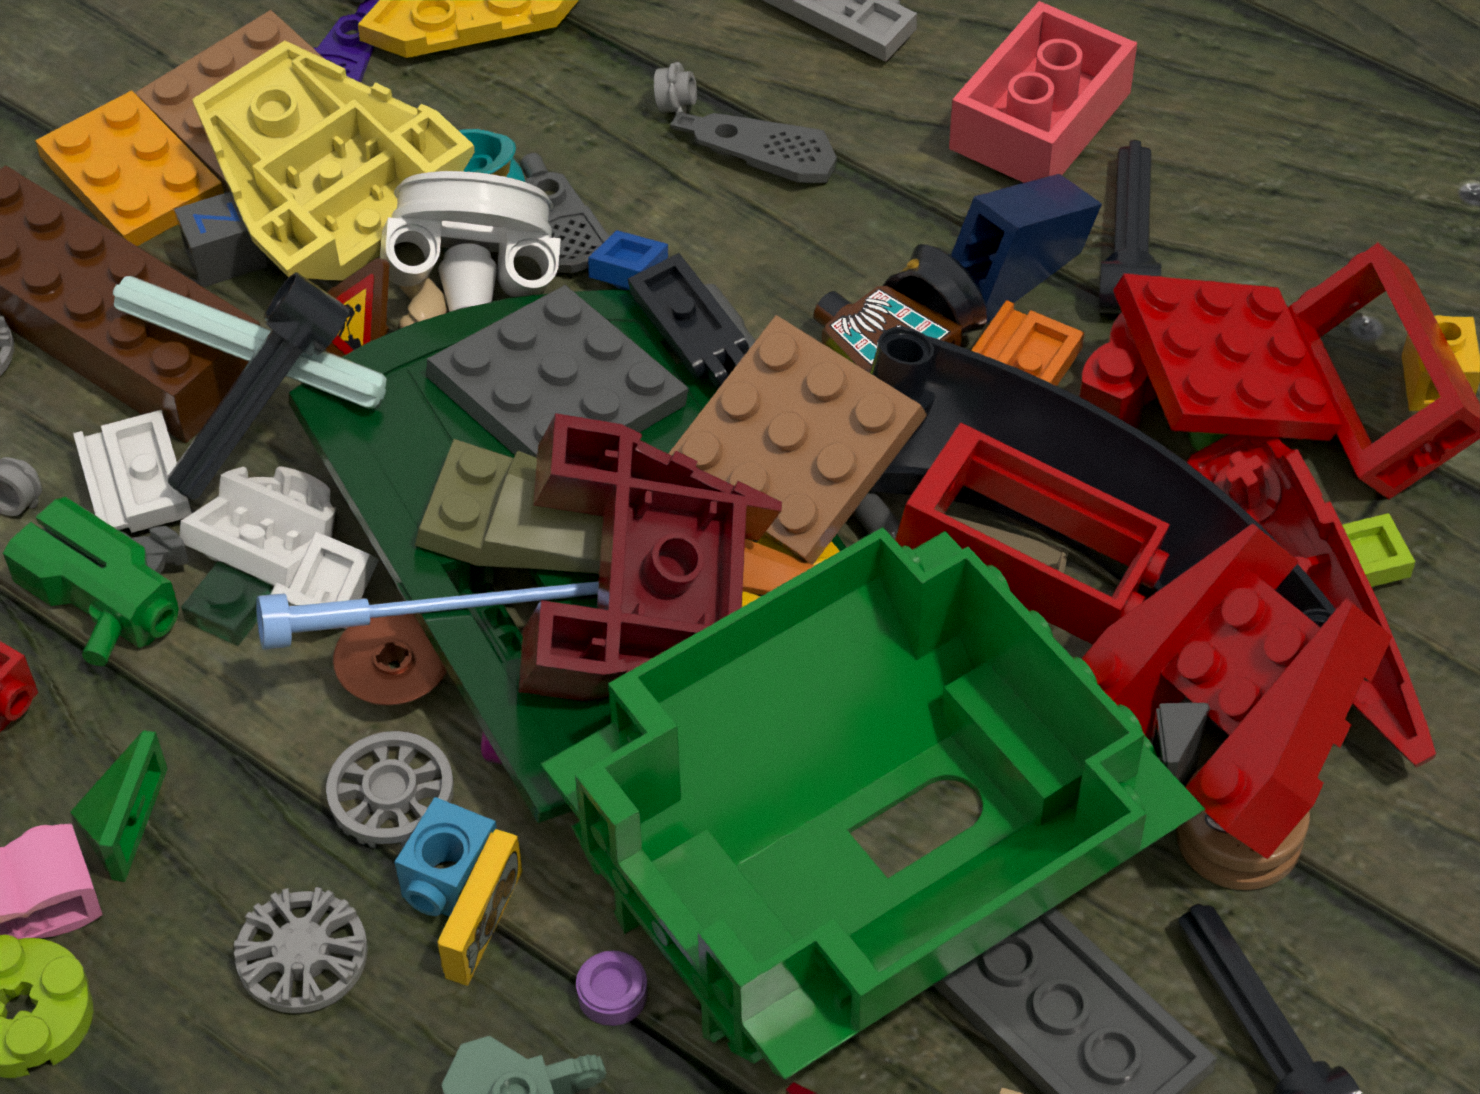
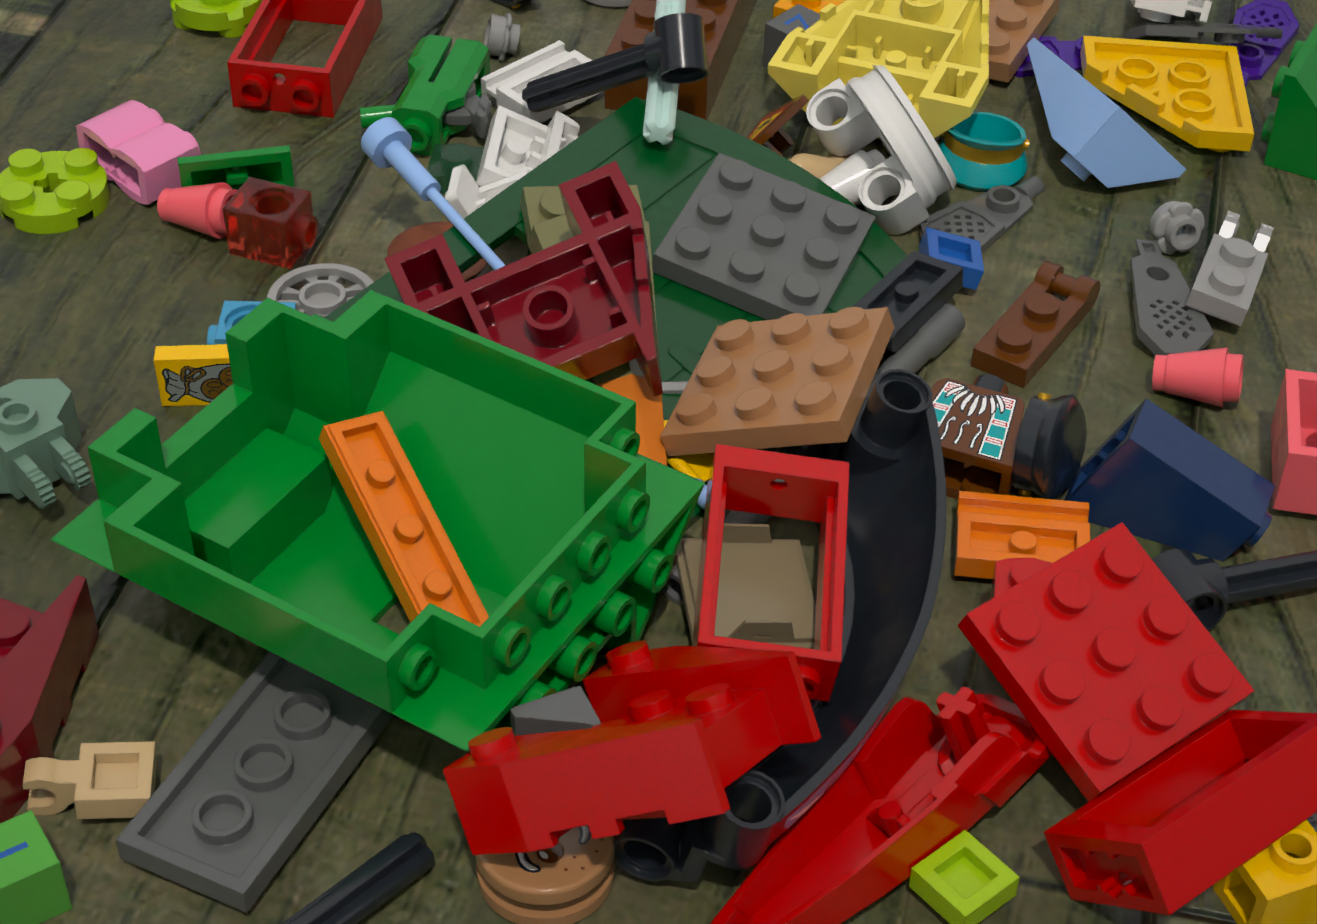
camera: 65 degrees right, 10 degrees down
(166, 856) = (196, 207): none -> coral cone
(243, 818) = (270, 222): none -> clear red brick
(300, 950) = (153, 303): light grey wheel -> none
(508, 79) = (1095, 129): none -> light blue wedge
(741, 243) = (1035, 325): none -> reddish brown plate
(750, 80) = (1230, 272): none -> light grey hinge
(845, 796) = (399, 518): none -> orange tile
(878, 161) = (1200, 375): none -> coral cone

